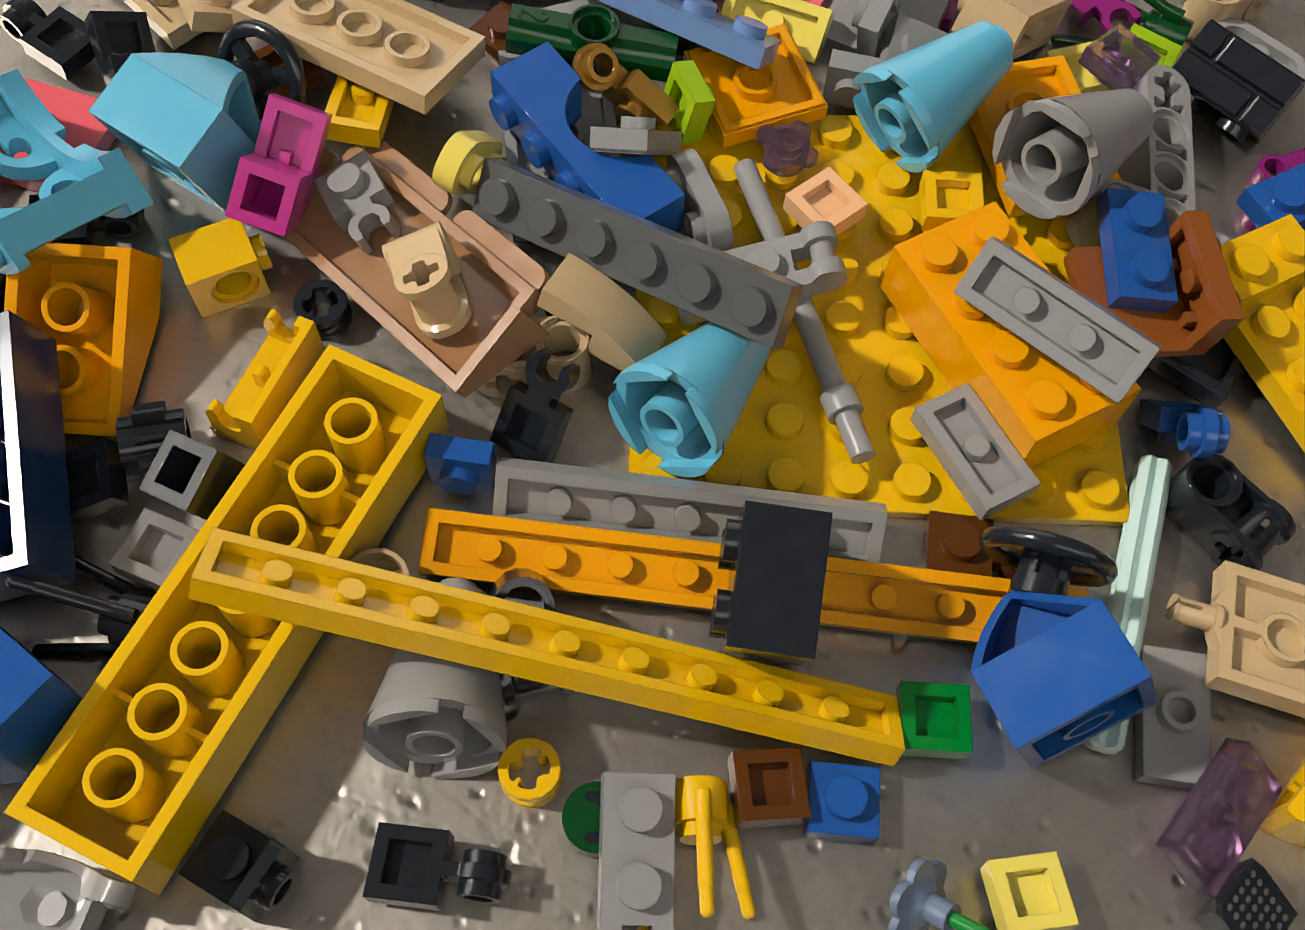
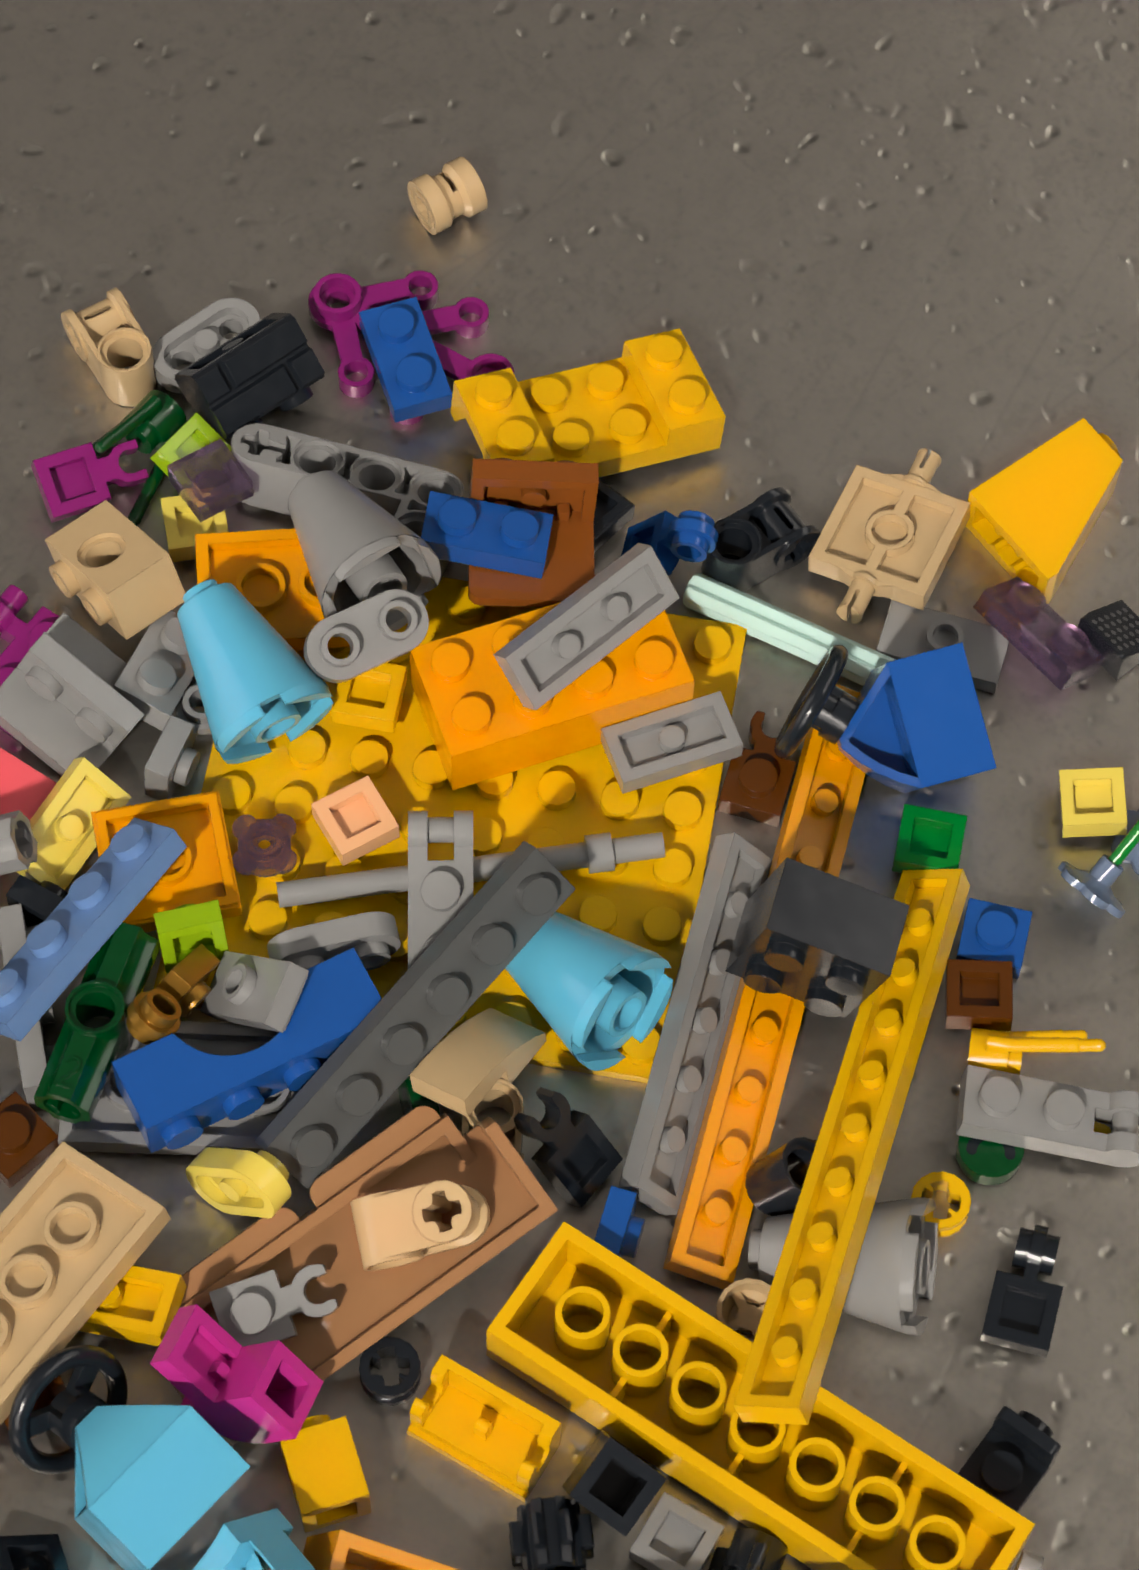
camera: 80 degrees left, 0 degrees up
(988, 149) = (367, 634): none -> light grey plate

